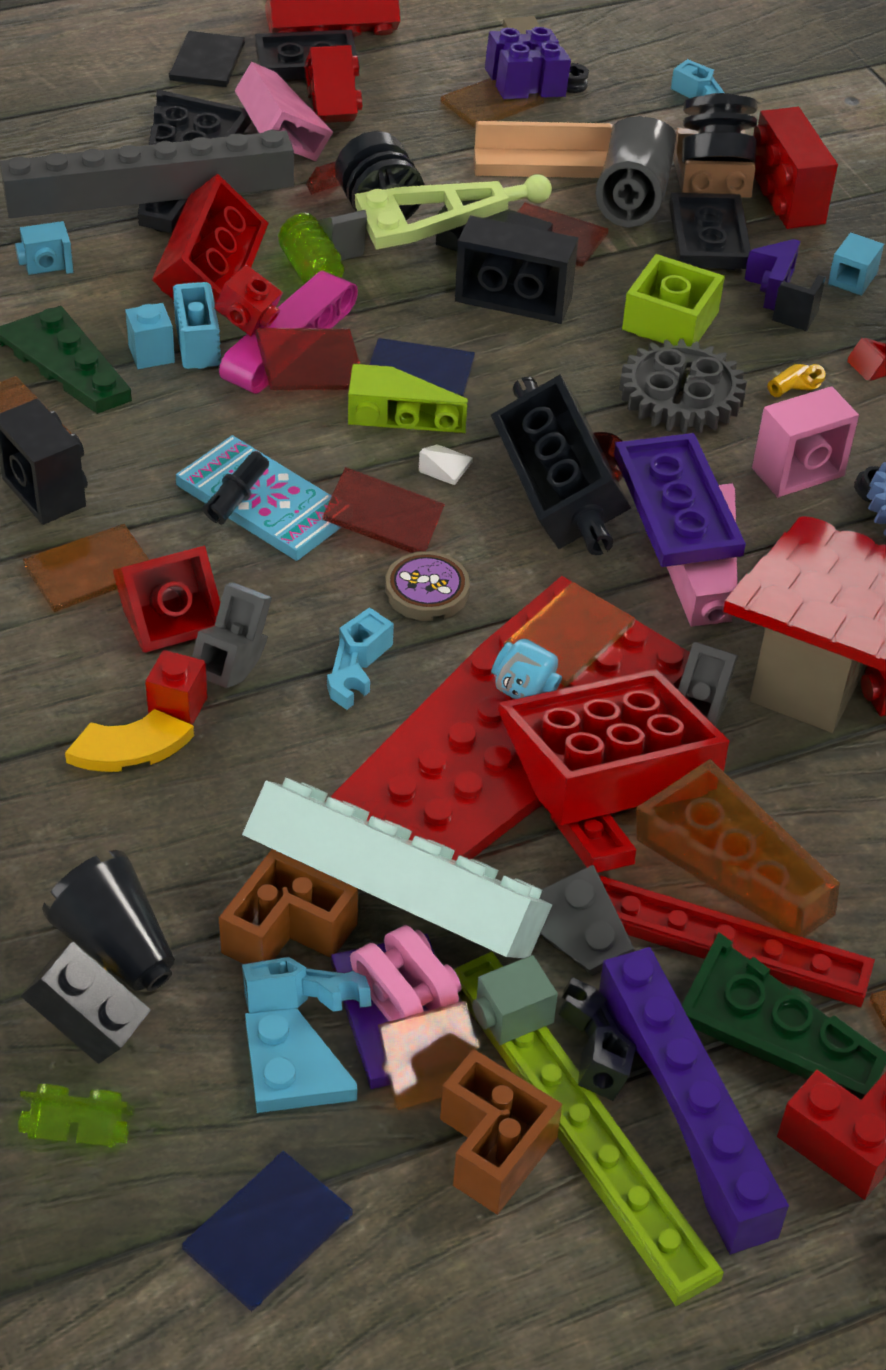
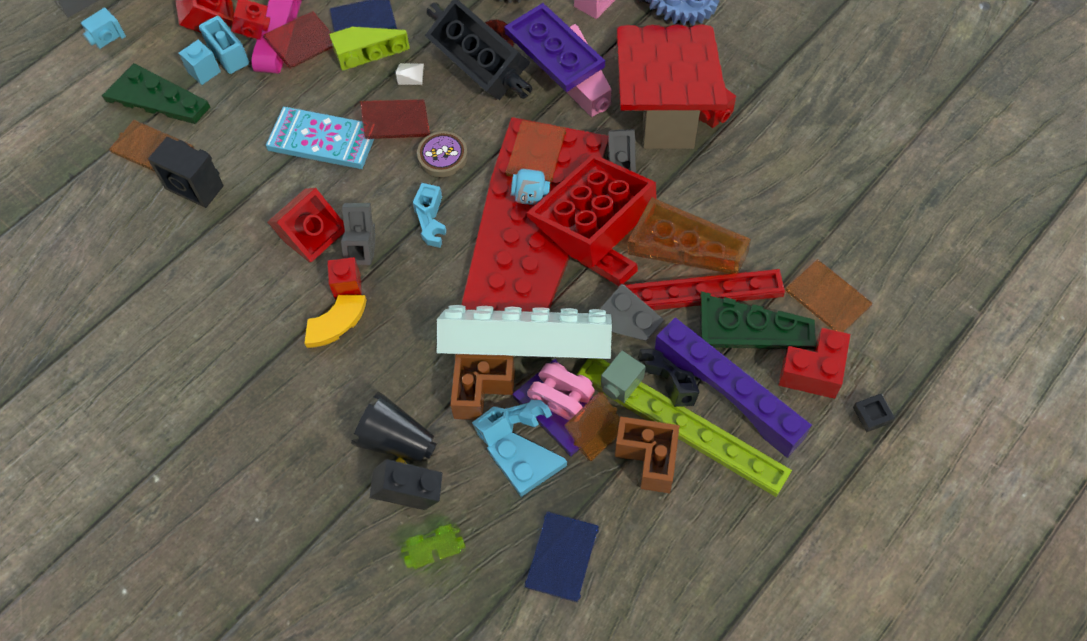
camera: 20 degrees left, 15 degrees up
(83, 566) = (246, 224): clear orange piece -> none
(235, 488) = (307, 140): black axle -> none

